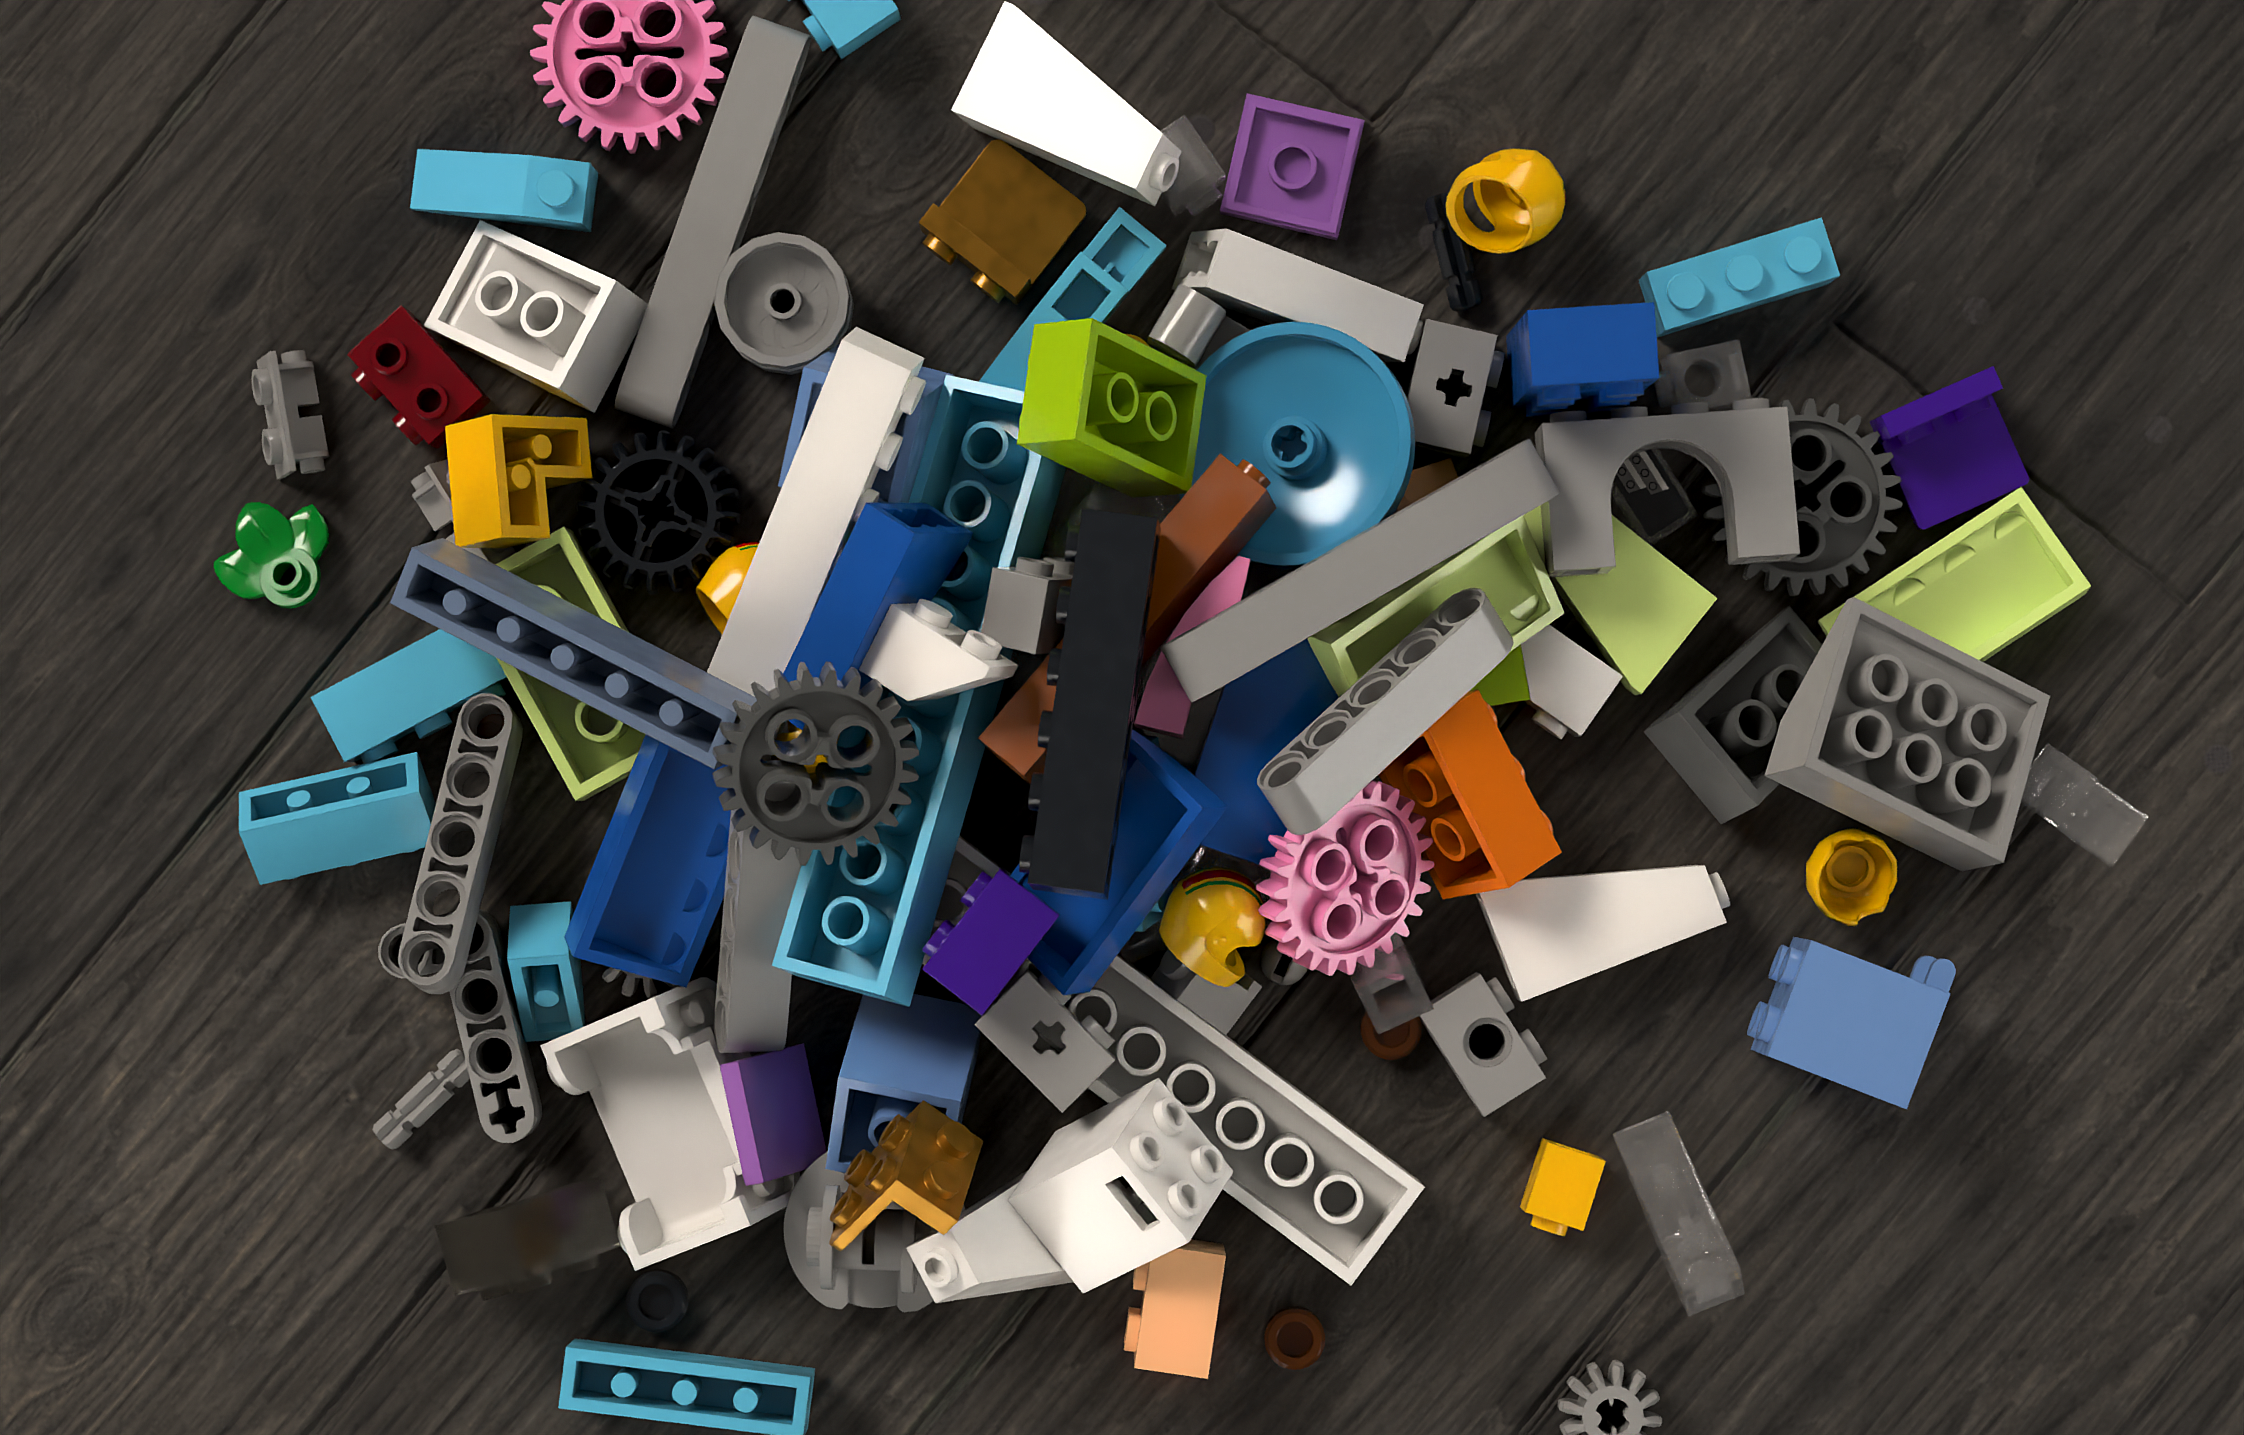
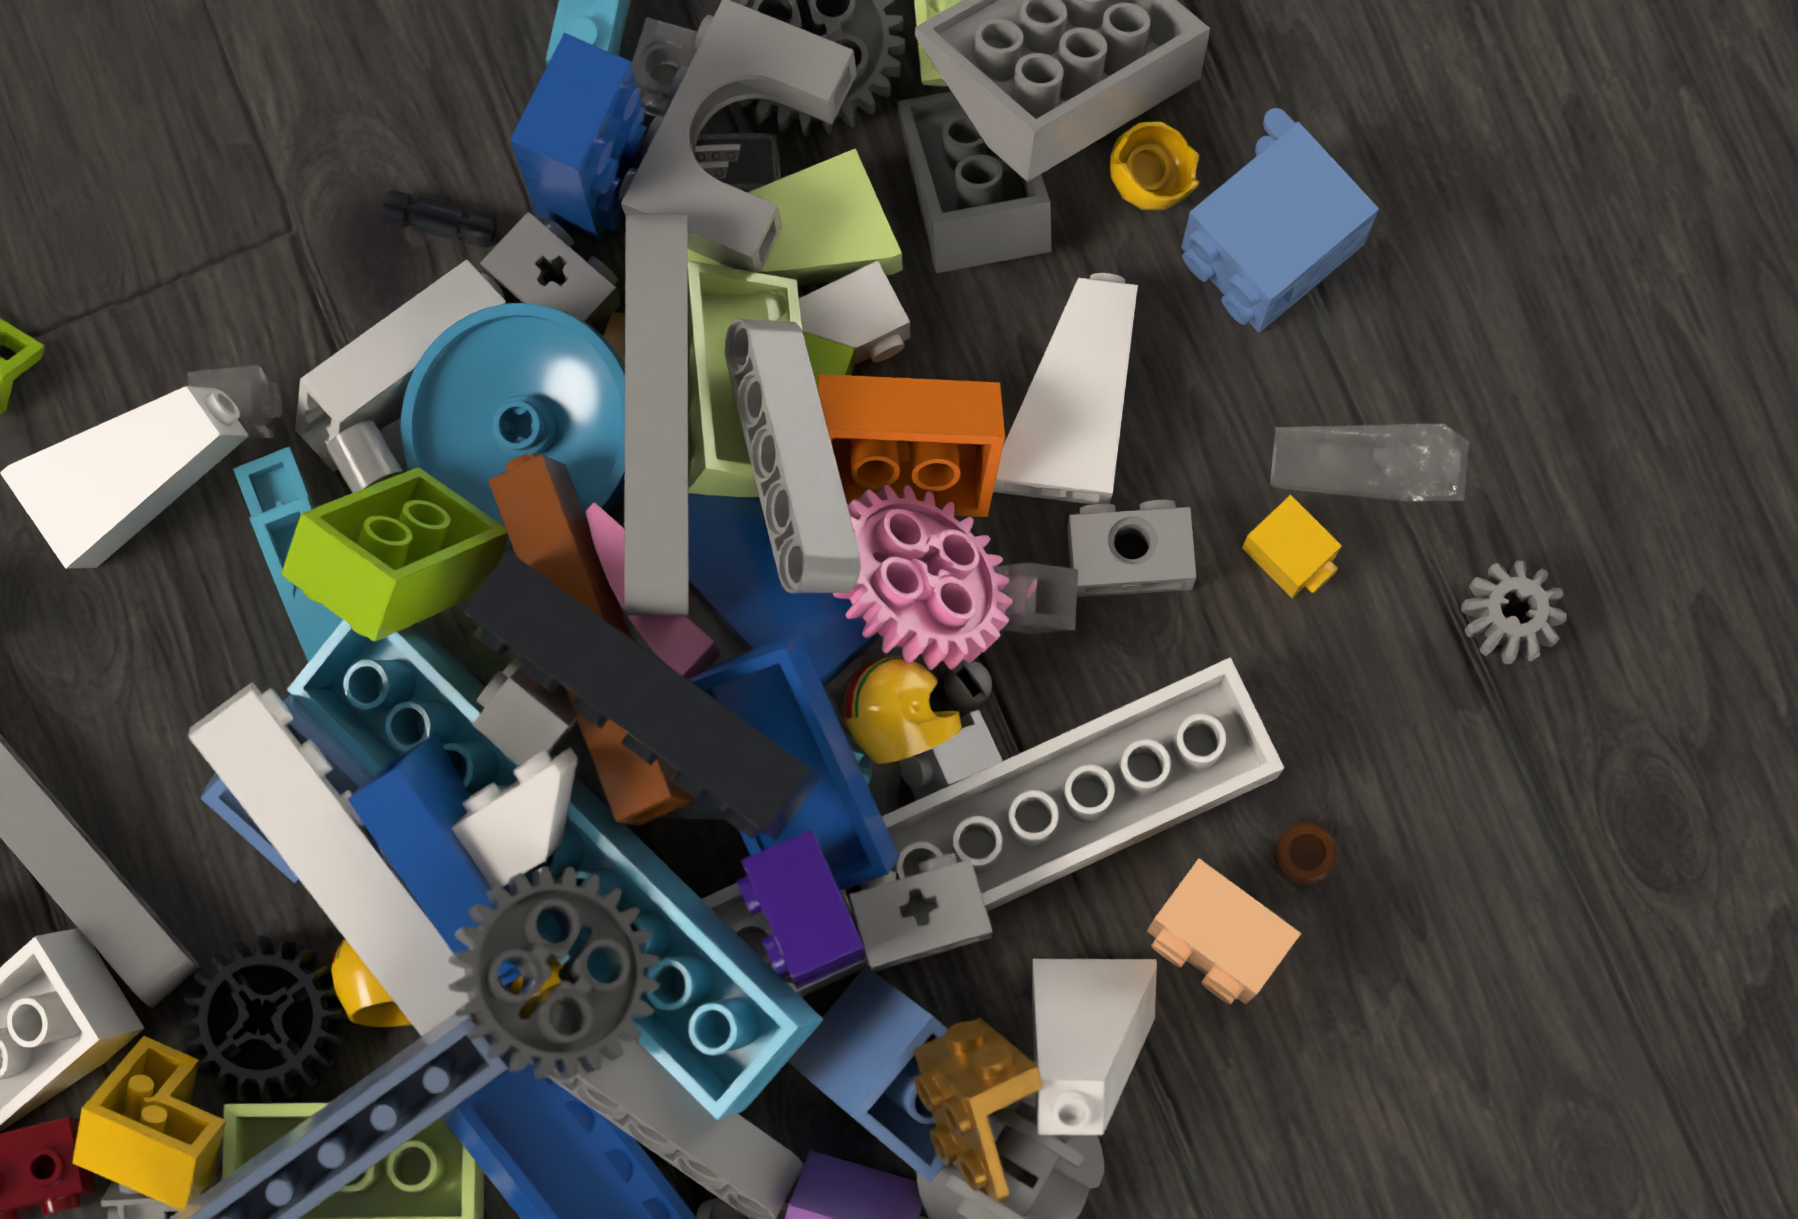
camera: 60 degrees left, 10 degrees down
(755, 281) = (115, 785): light grey wheel -> none
(1003, 222) = (190, 581): pearl gold bracket -> none
(1089, 1216) = (1091, 959): white container -> none
(1292, 166) = (288, 314): medium lavender tile -> none
(1392, 1043) = (1089, 629): reddish brown tile -> none
(1516, 193) = (417, 140): yellow helmet -> none

